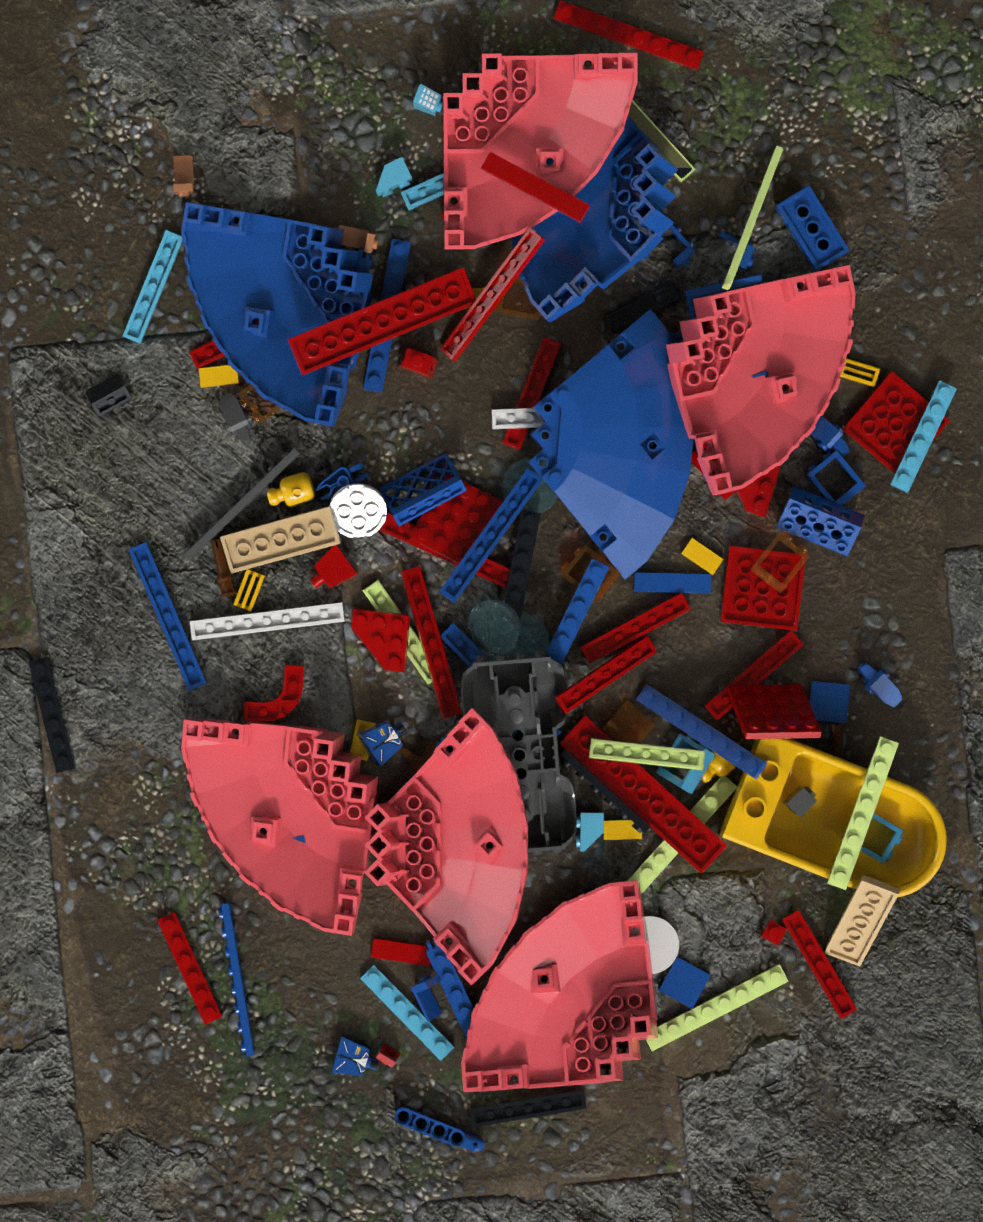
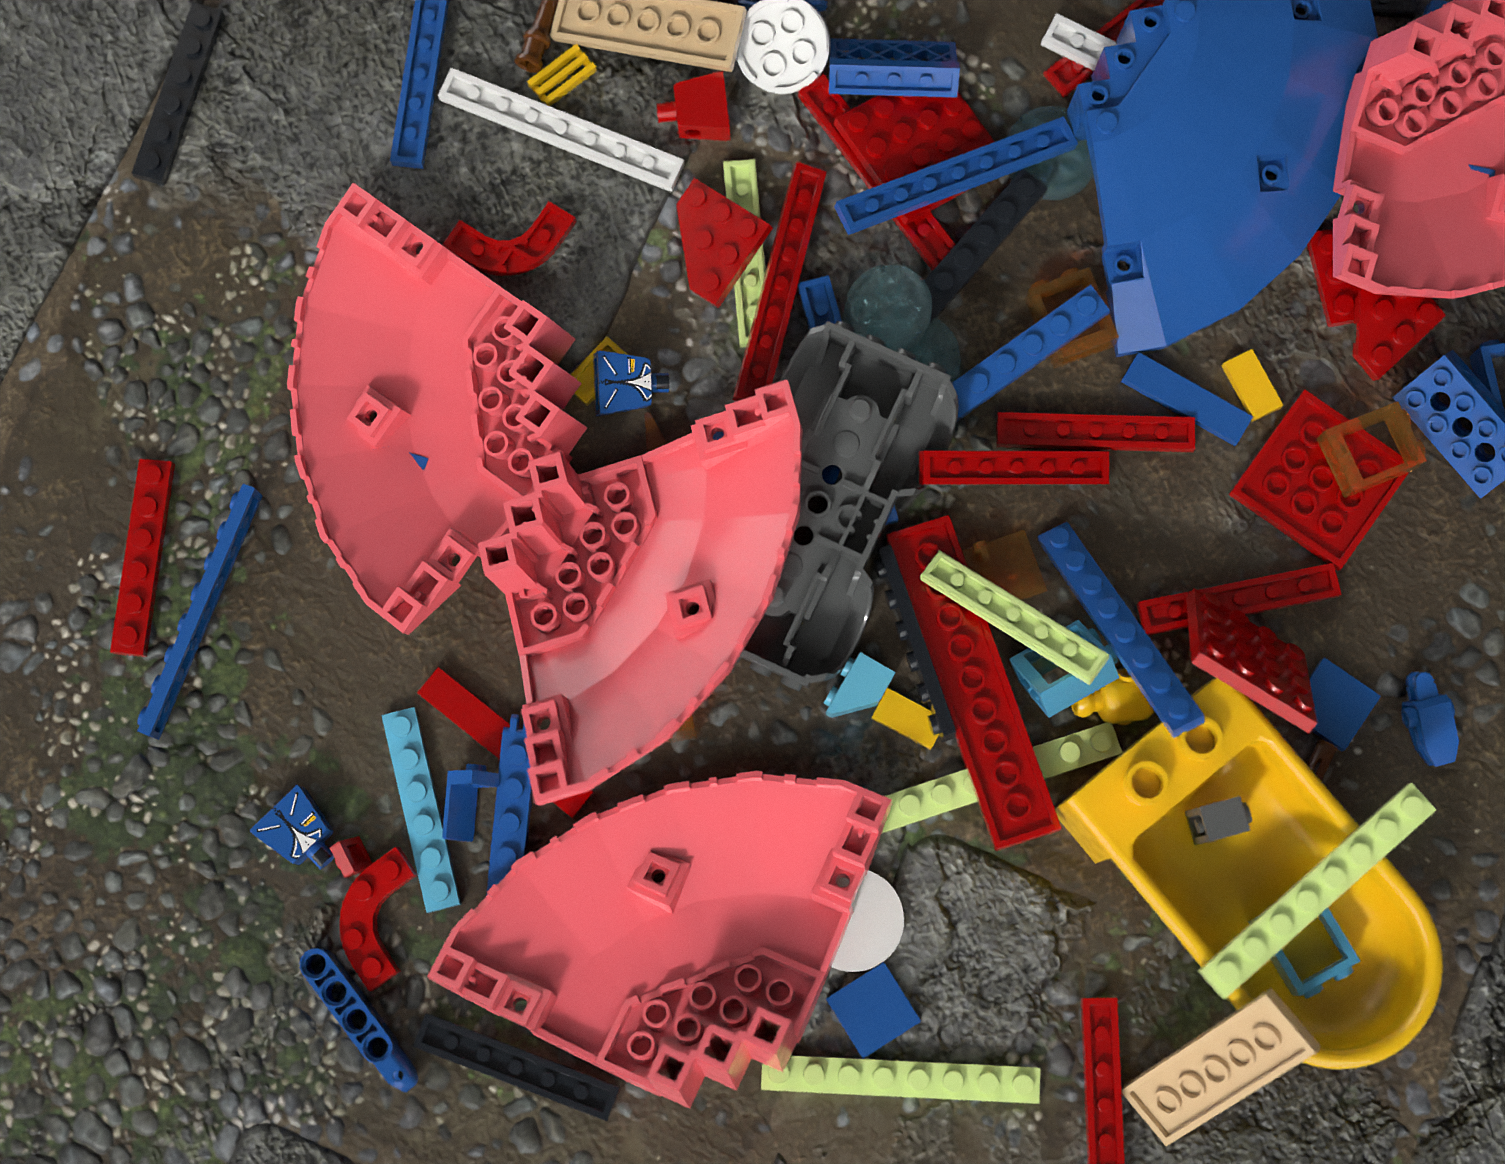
camera: 35 degrees right, 10 degrees down
(410, 1083) = (360, 915): none -> red plate
(774, 932) = (1057, 1012): red plate -> none

